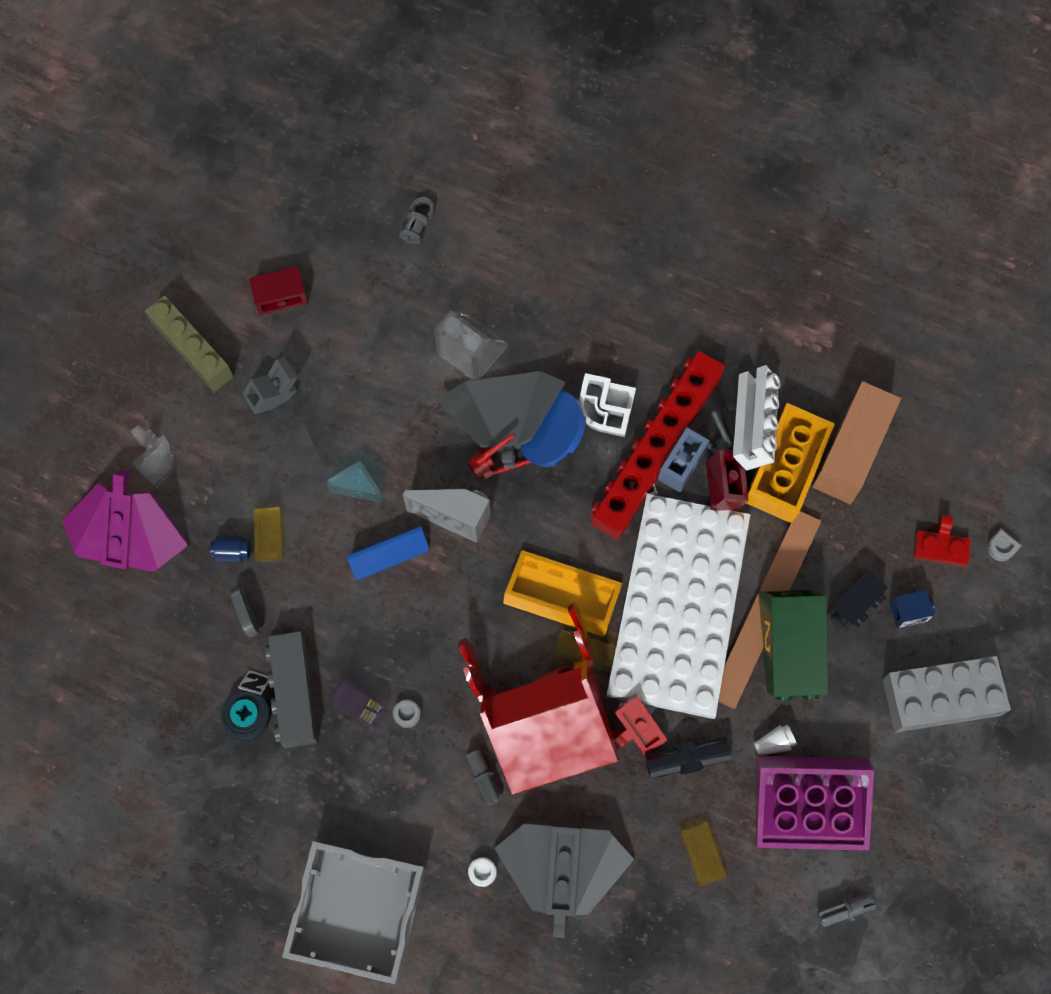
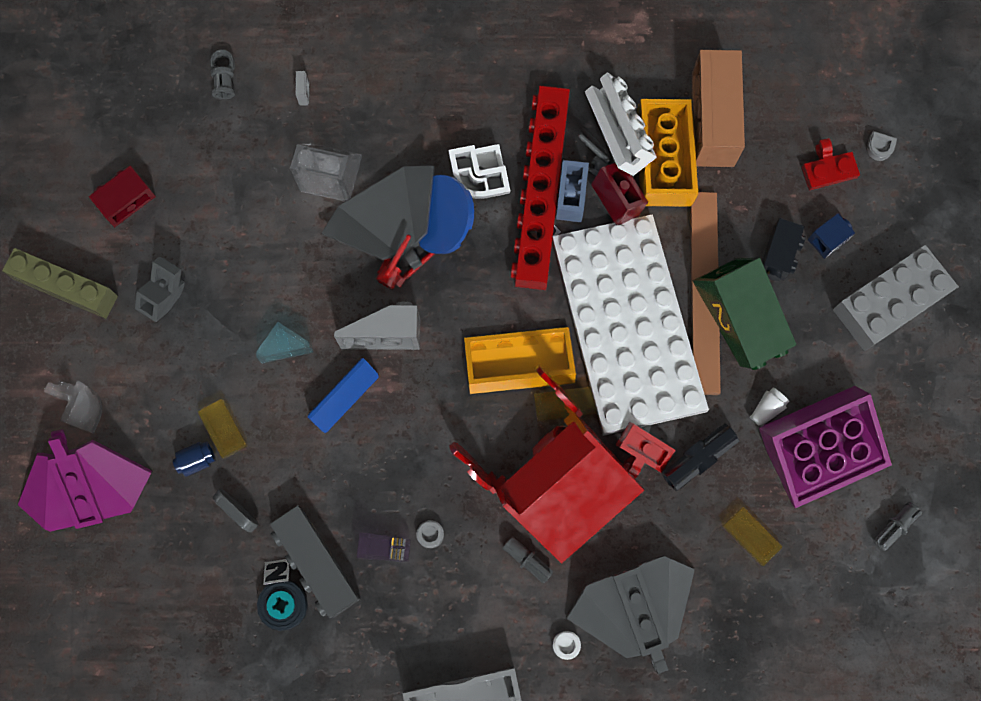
camera: 25 degrees left, 5 degrees up
(482, 262) = (302, 88): none -> light grey tile

